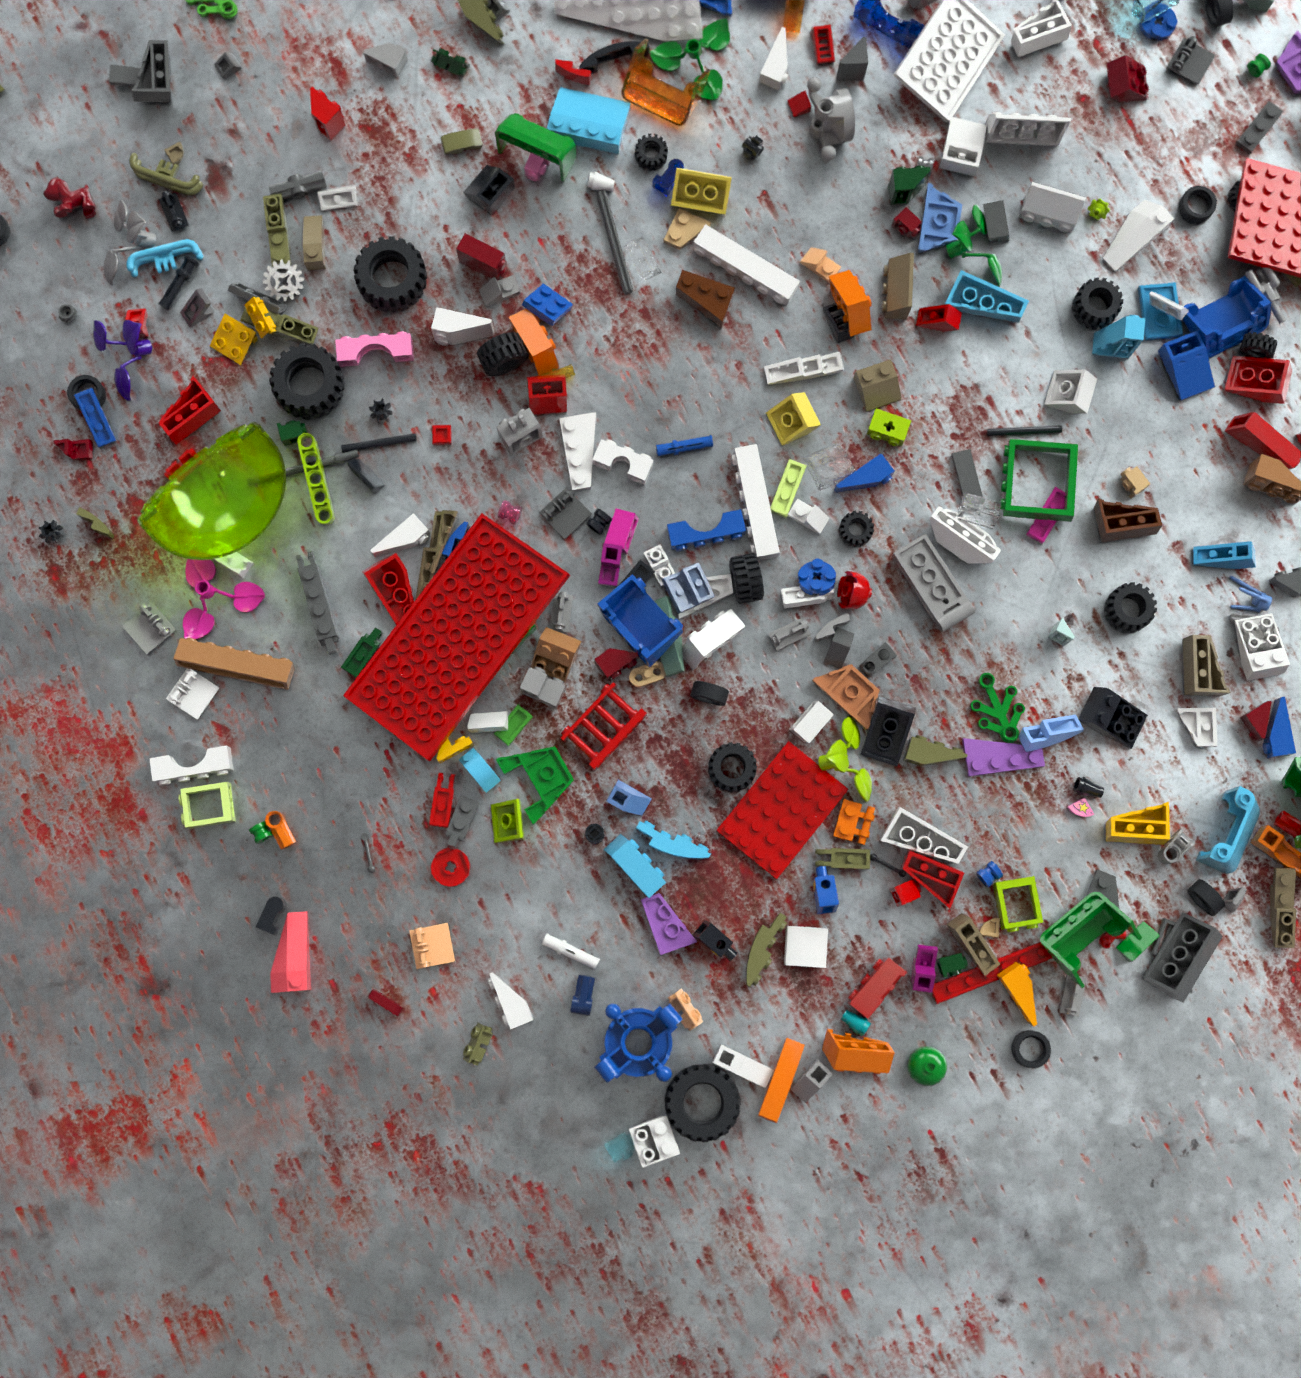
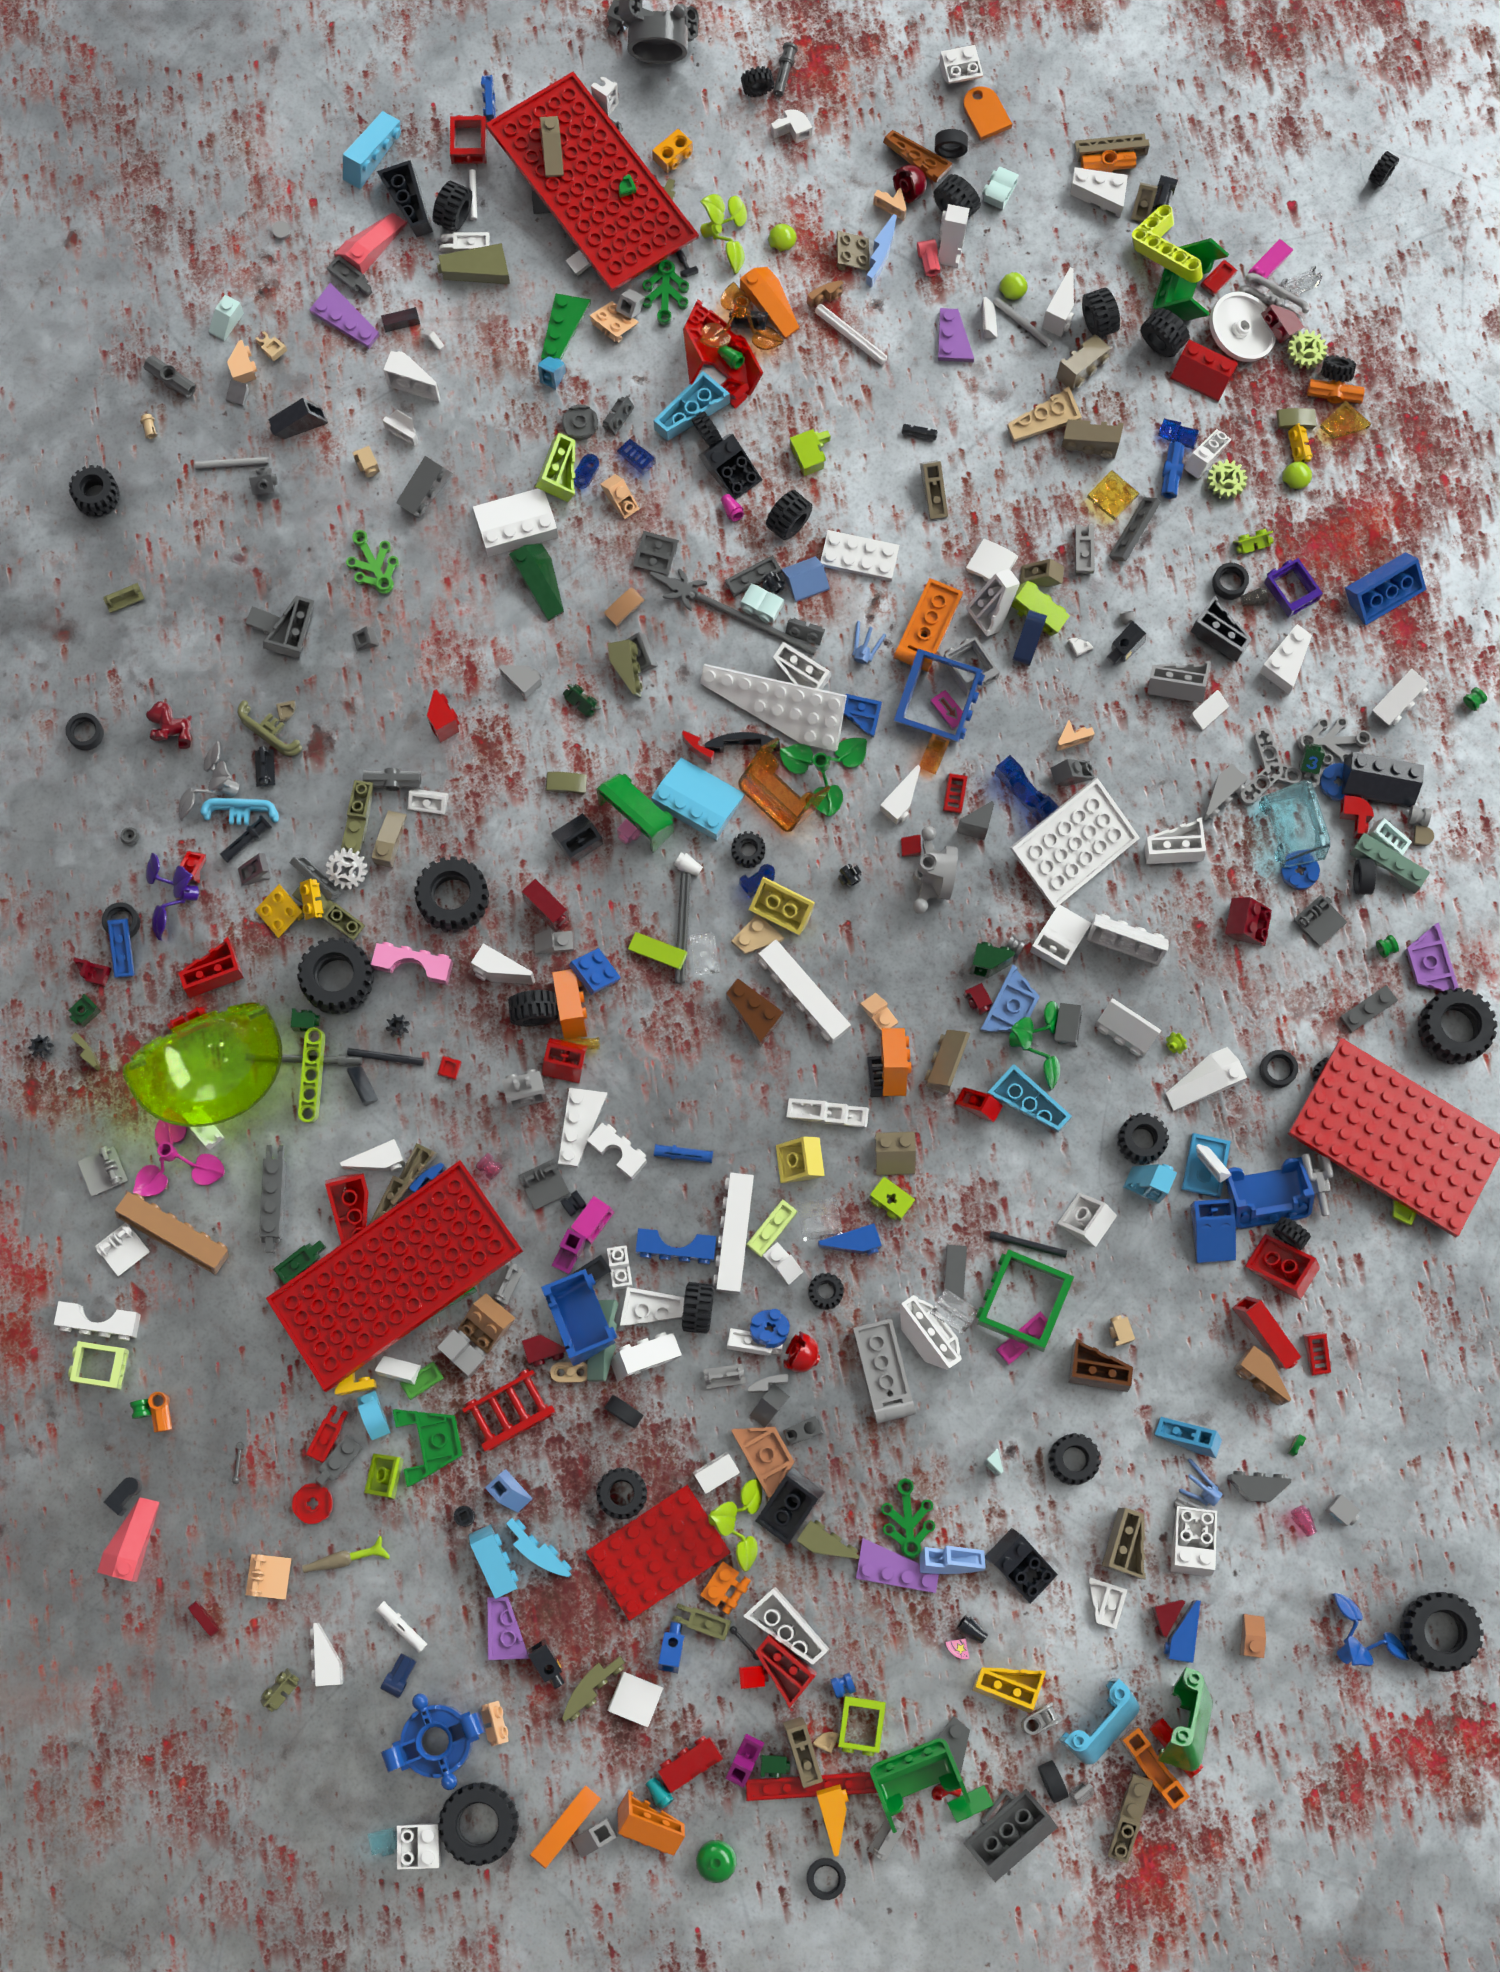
camera: 20 degrees right, 5 degrees down
(82, 493) = (89, 1013): none -> dark green brick
(497, 906) = (344, 1558): none -> dark tan piece
(599, 268) = (657, 950): none -> lime tile
(688, 588) = (638, 1298): sand blue slope -> none
(743, 1066) = (531, 1799): white slope -> none

